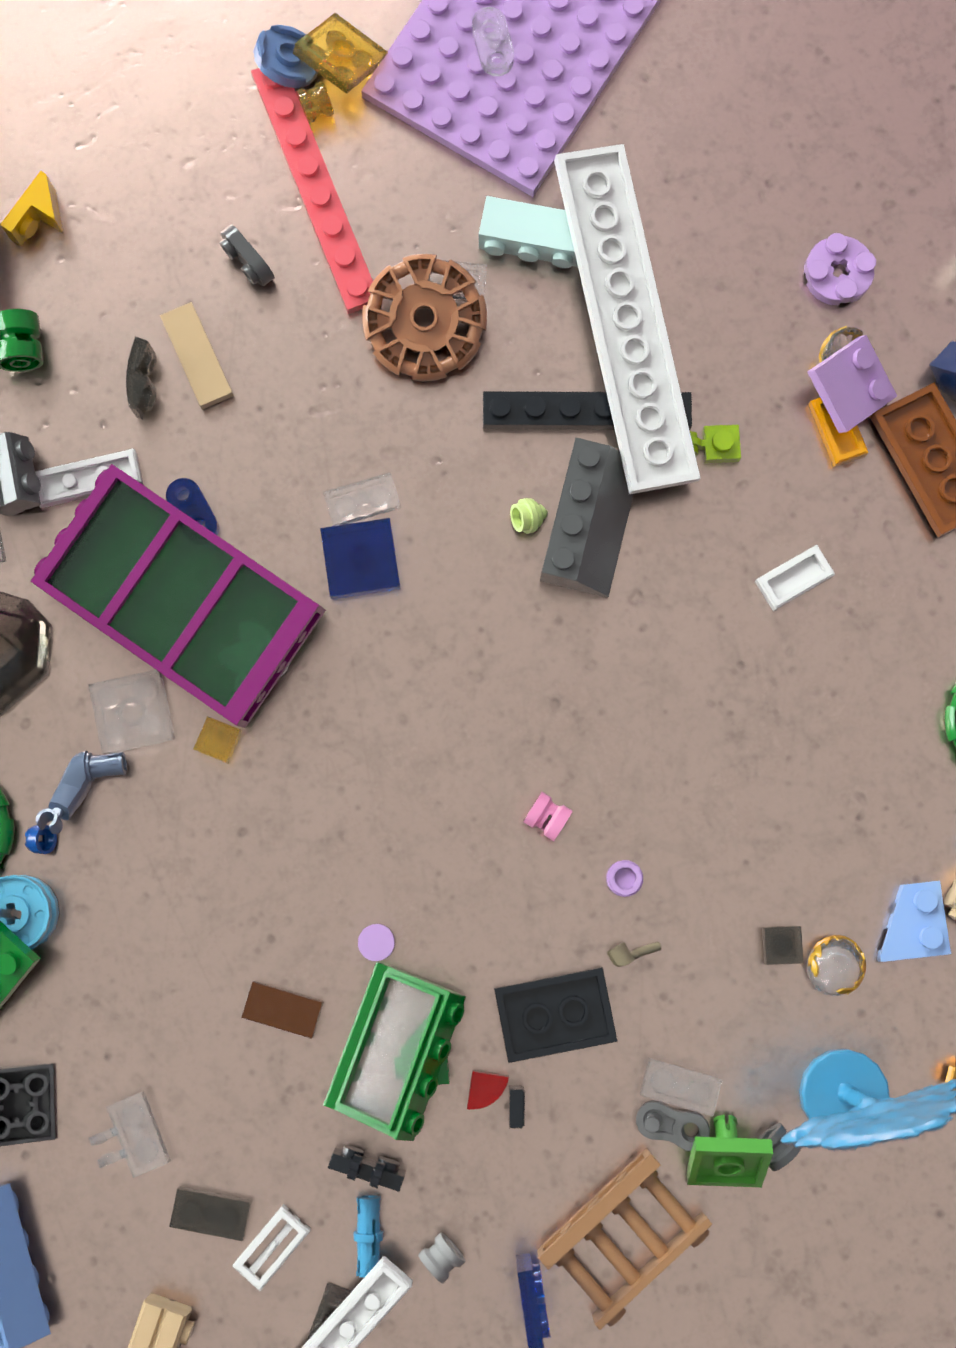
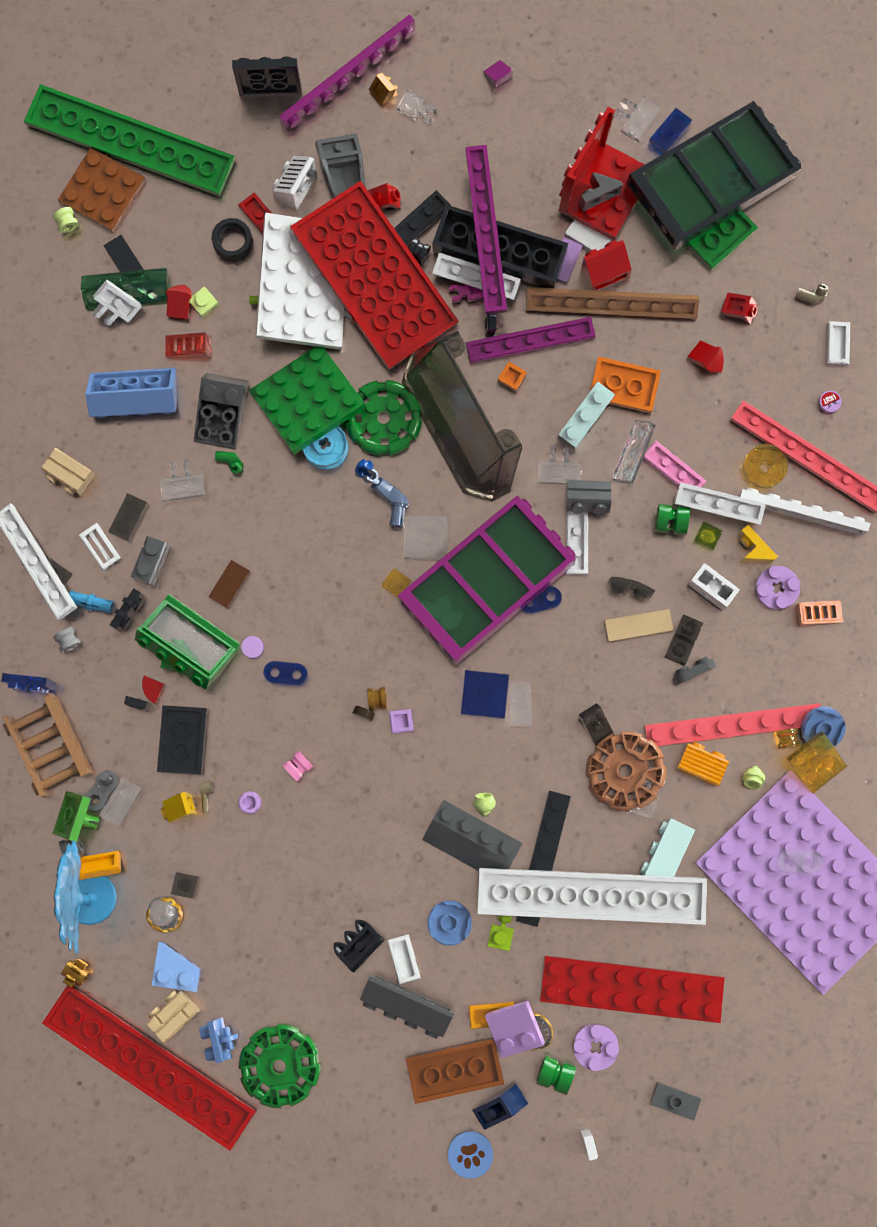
camera: 105 degrees right, 0 degrees up
(33, 287) = (708, 536): none -> clear neon green tile
(73, 1064) = (232, 460): none -> green arm
(90, 150) = (776, 575): none -> lavender plate
(109, 254) = (713, 587): none -> white brick
(122, 124) = (802, 615): none -> slope
(202, 286) = (683, 640): none -> clear smoke slope
(275, 1152) = (150, 561): none -> dark grey brick
(363, 380) = (595, 723): none -> clear smoke slope
(385, 212) = (702, 764): none -> light orange brick
(386, 138) = (753, 778): none -> yellowish green plate
(405, 876) = (286, 673): none -> clear blue plate
(409, 720) = (377, 698): none -> pearl gold wheel
(434, 675) = (401, 721): none -> lavender tile
(437, 735) = (363, 713): none -> dark brown tile
(666, 988) = (178, 807): none -> yellow slope
(721, 524) = (449, 923): none -> medium blue tile
(741, 241) = (632, 989): none -> red plate
(789, 1091) = (100, 865): none -> light orange tile
(796, 648) = (358, 945): none -> black plate
(864, 550) = (406, 1005): none -> dark grey slope
(881, 143) = (675, 1101): none -> dark grey plate
(899, 308) = (556, 1075): none -> green wheel

